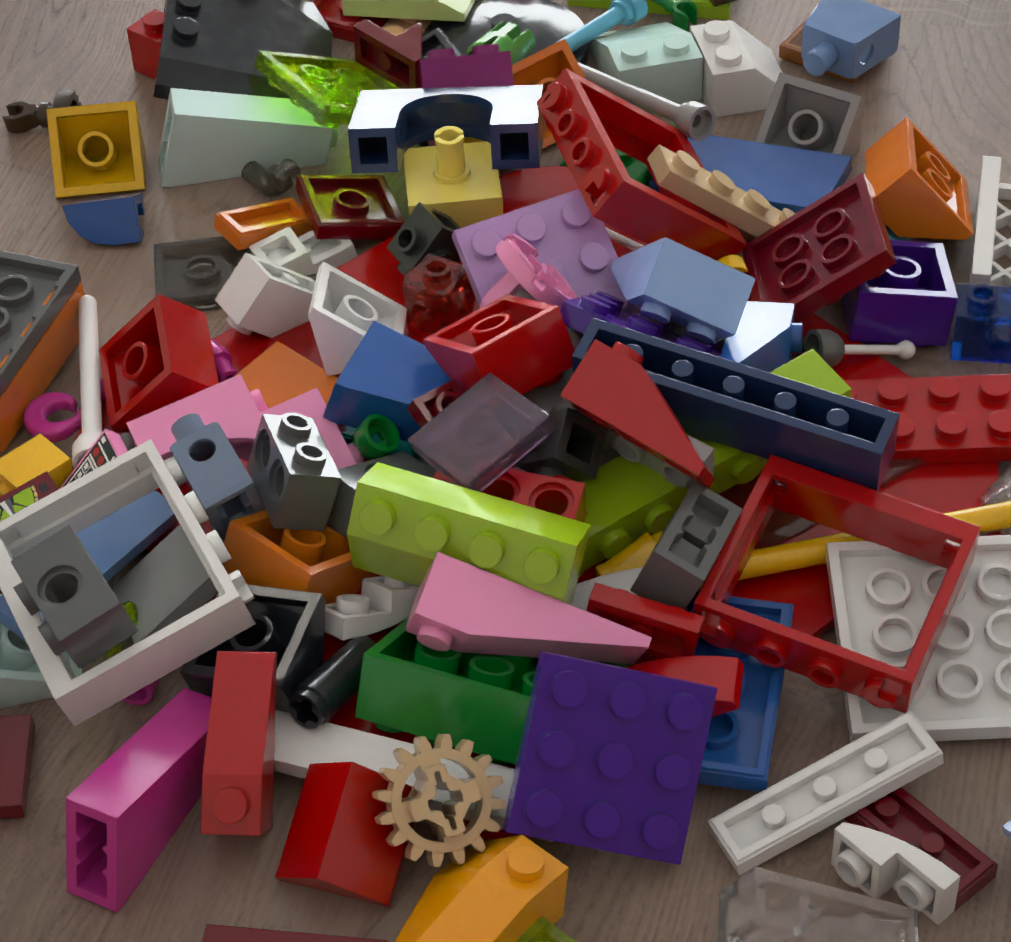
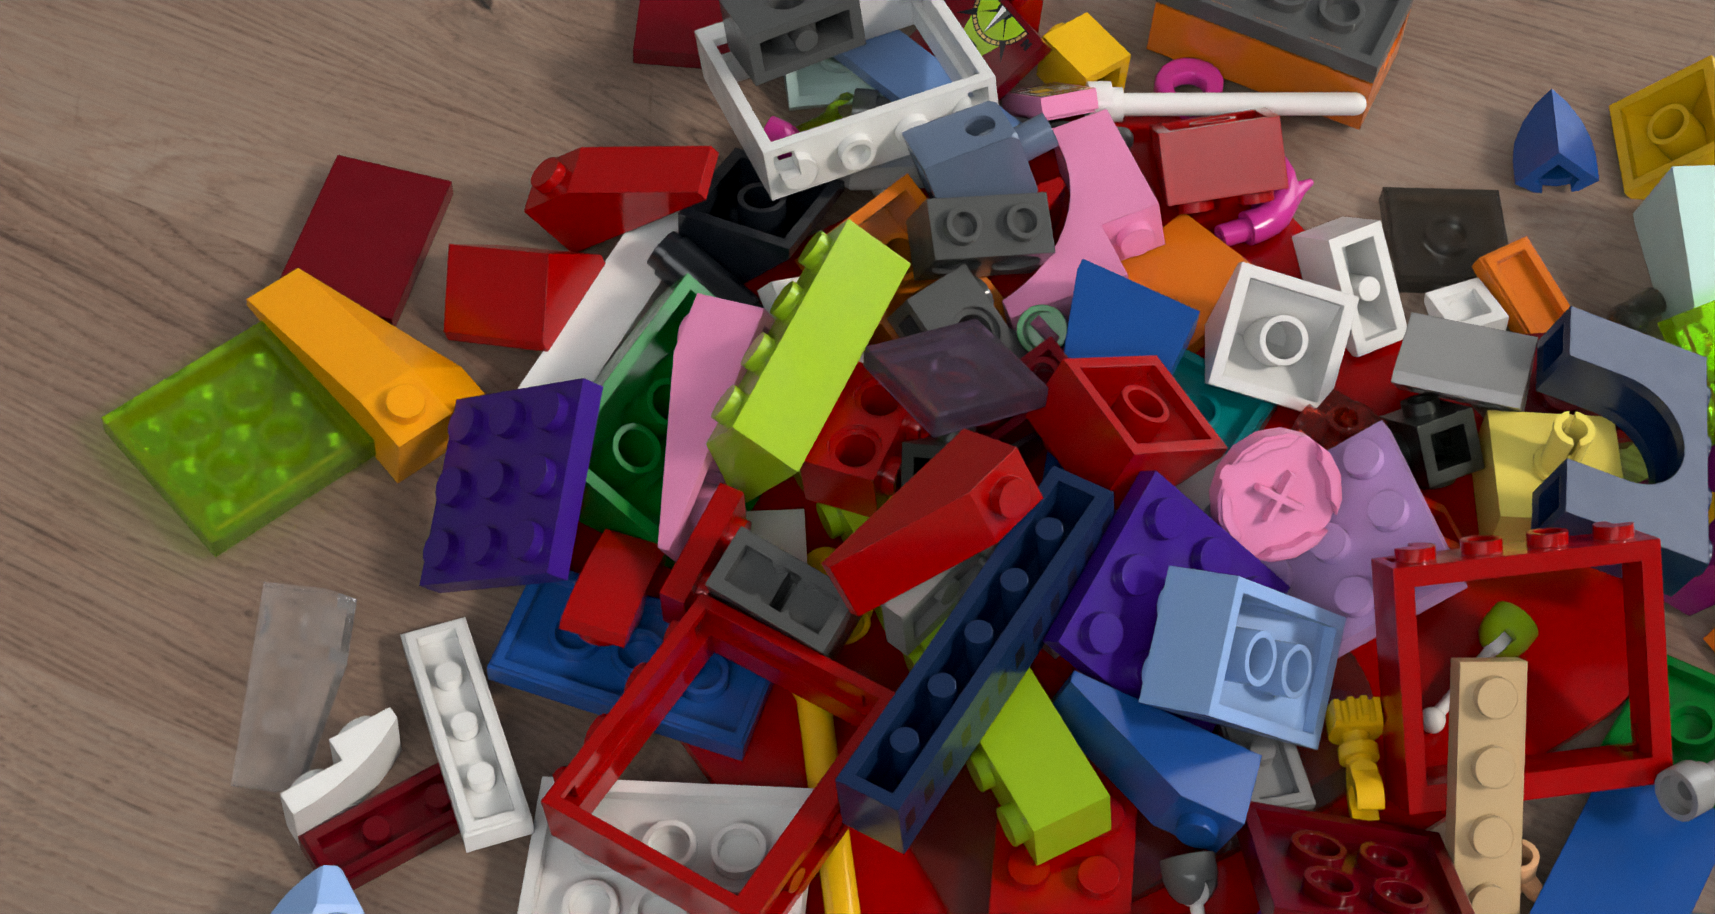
camera: 90 degrees right, 10 degrees up
(136, 802) = (576, 101): dark pink slope -> none
(376, 215) = (1465, 363): none -> light grey slope
(448, 825) = (506, 339): tan gear -> none

